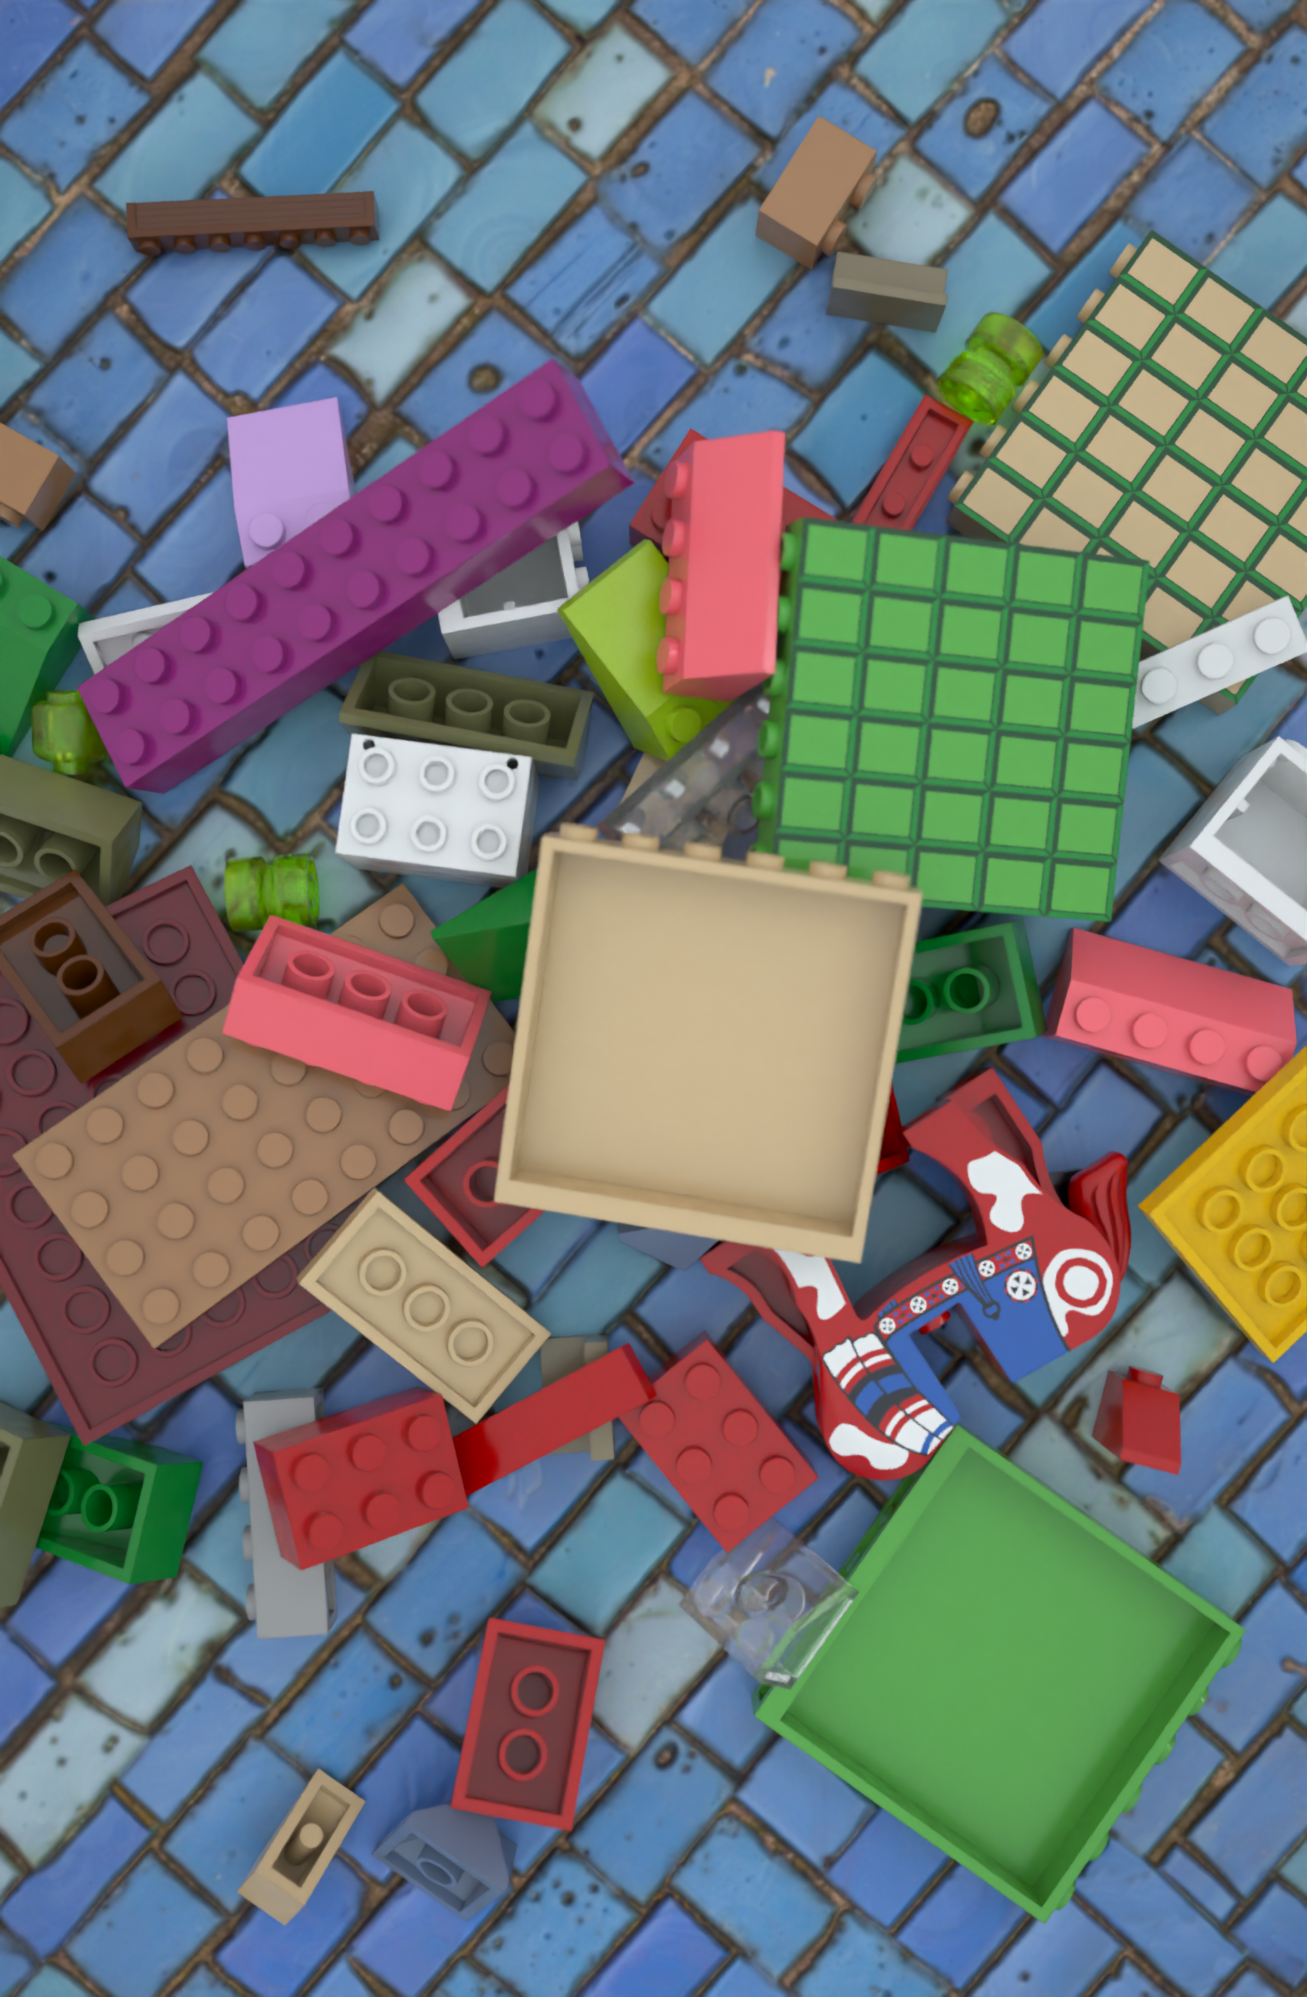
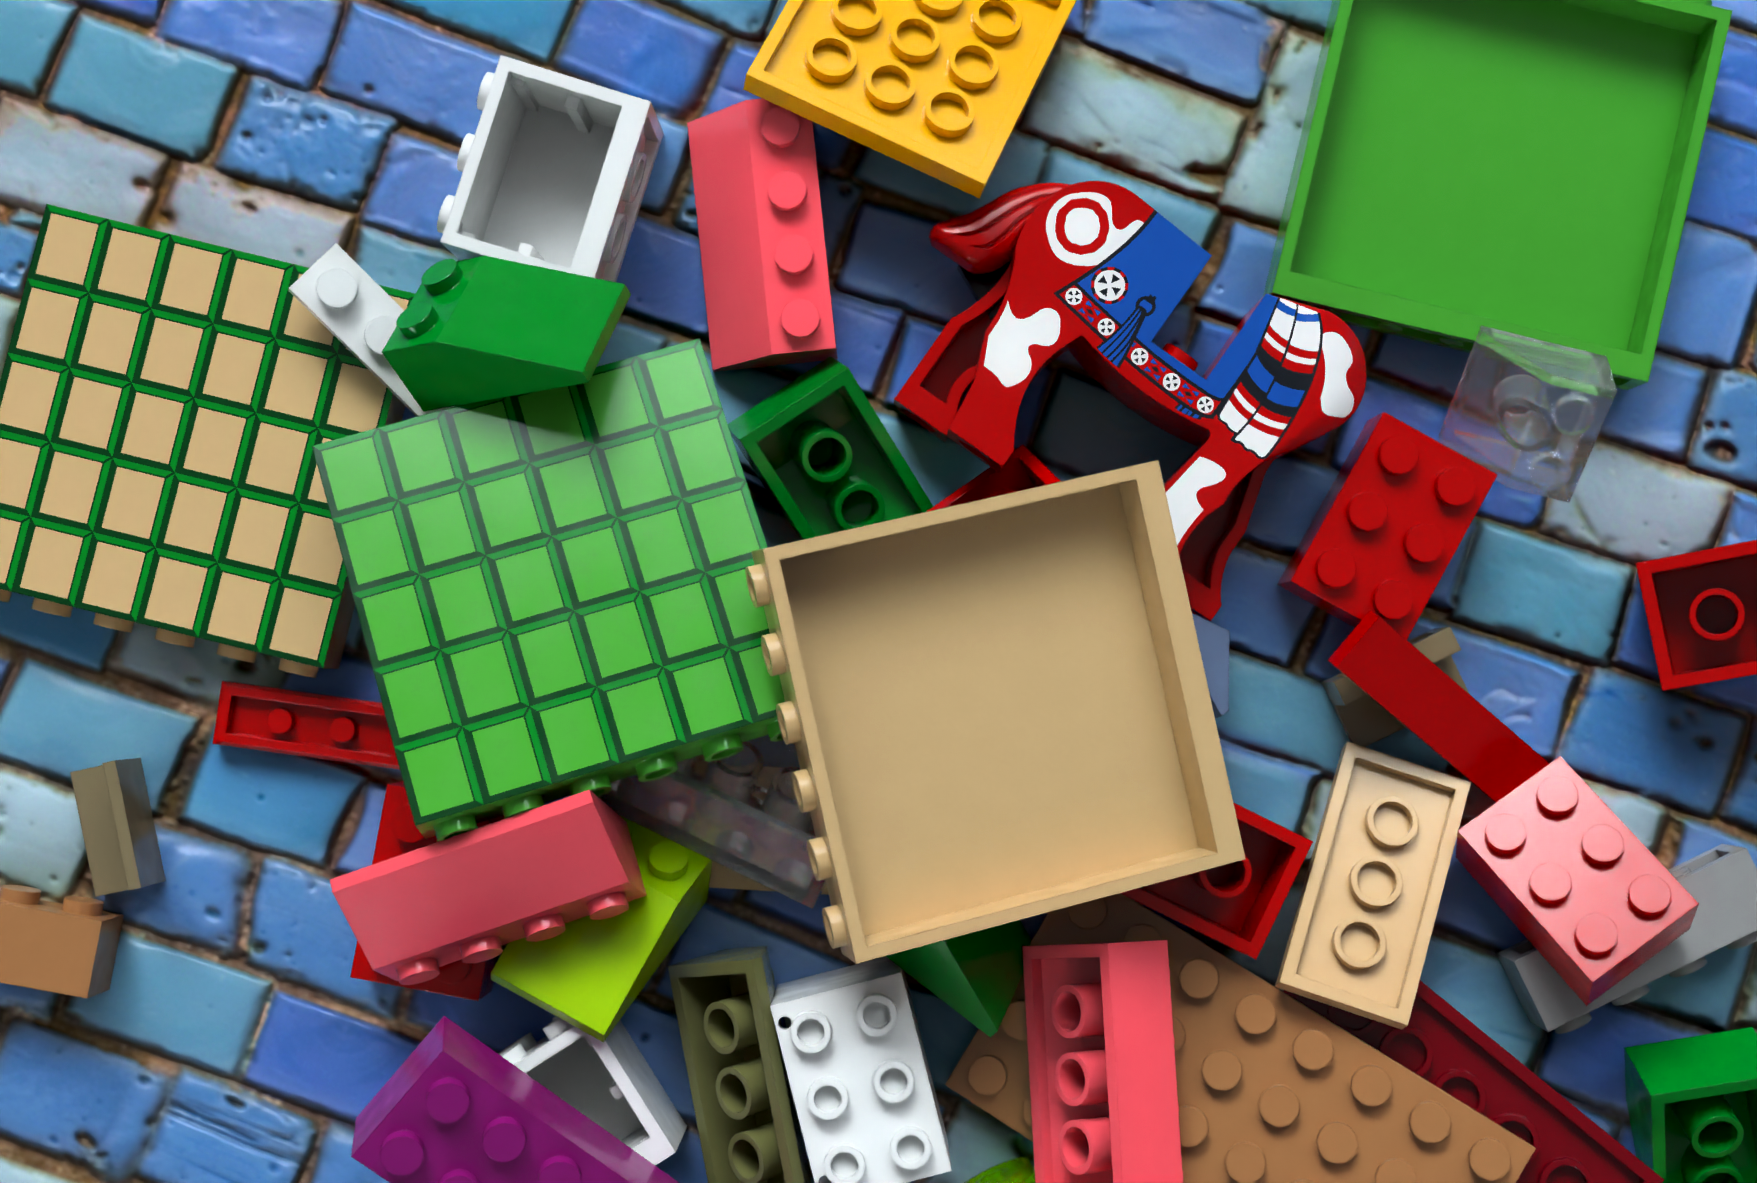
camera: 105 degrees left, 0 degrees up
(996, 360) = (149, 683): clear neon green wheel -> none
(1140, 1420) = (1191, 109): red slope -> none
(1185, 755) = (501, 331): none -> green slope

